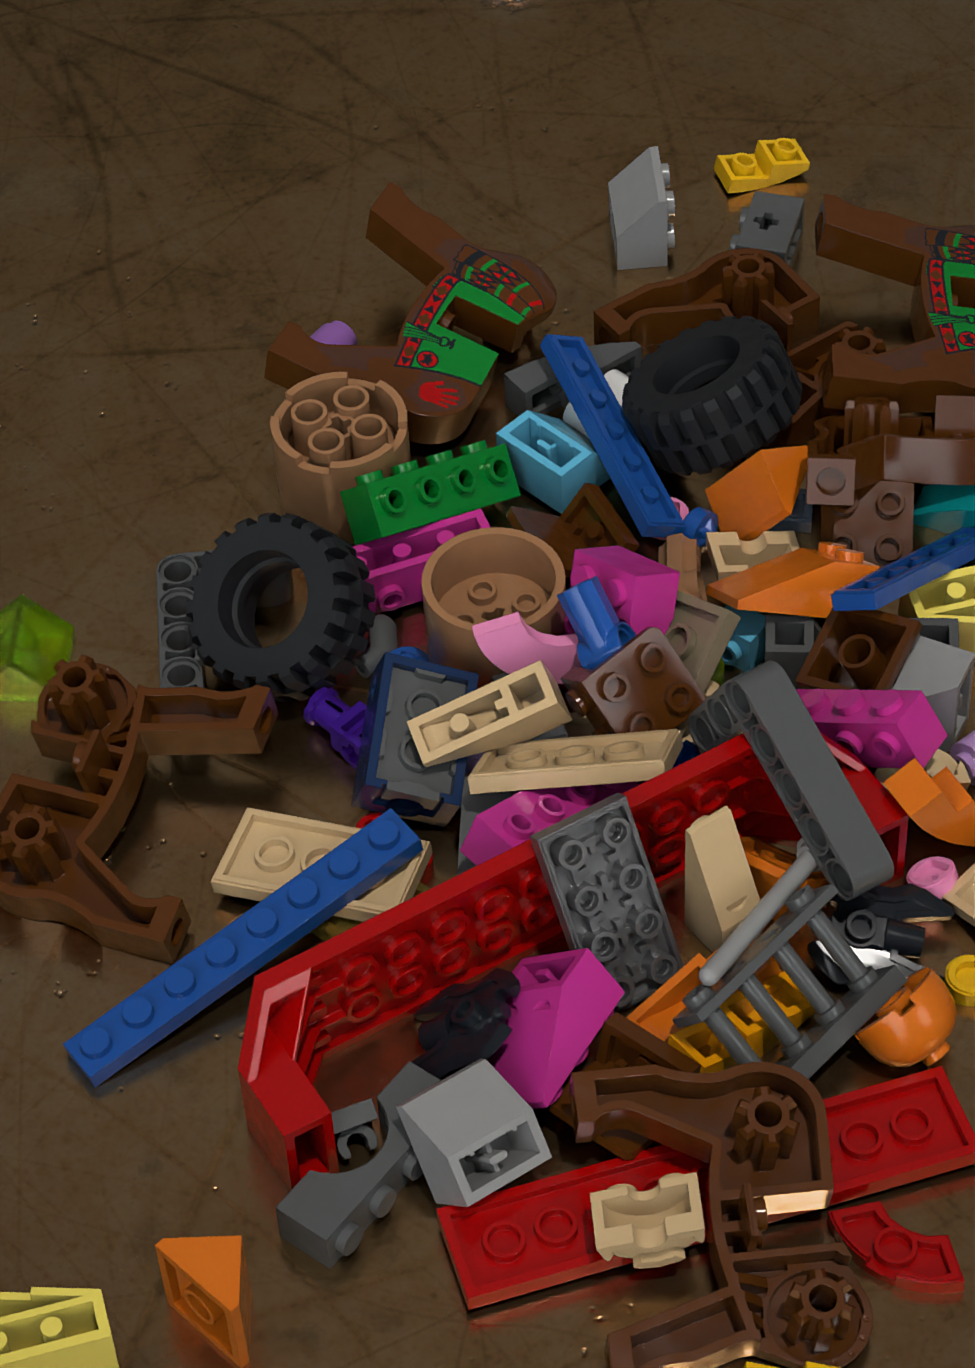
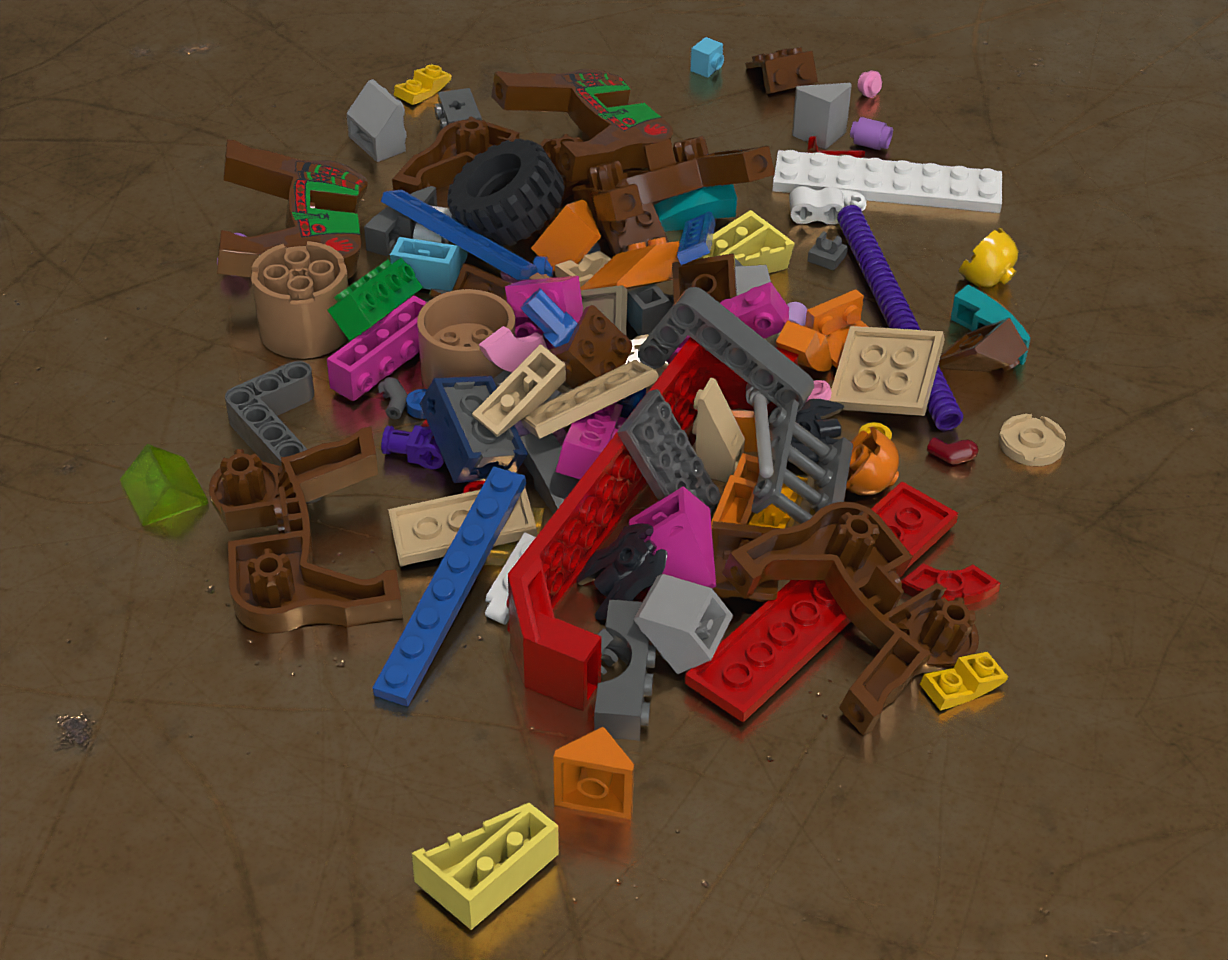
camera: 35 degrees left, 5 degrees down
(234, 581) = (313, 351): black tyre -> none
(651, 1223) = (826, 619): tan cylinder -> none

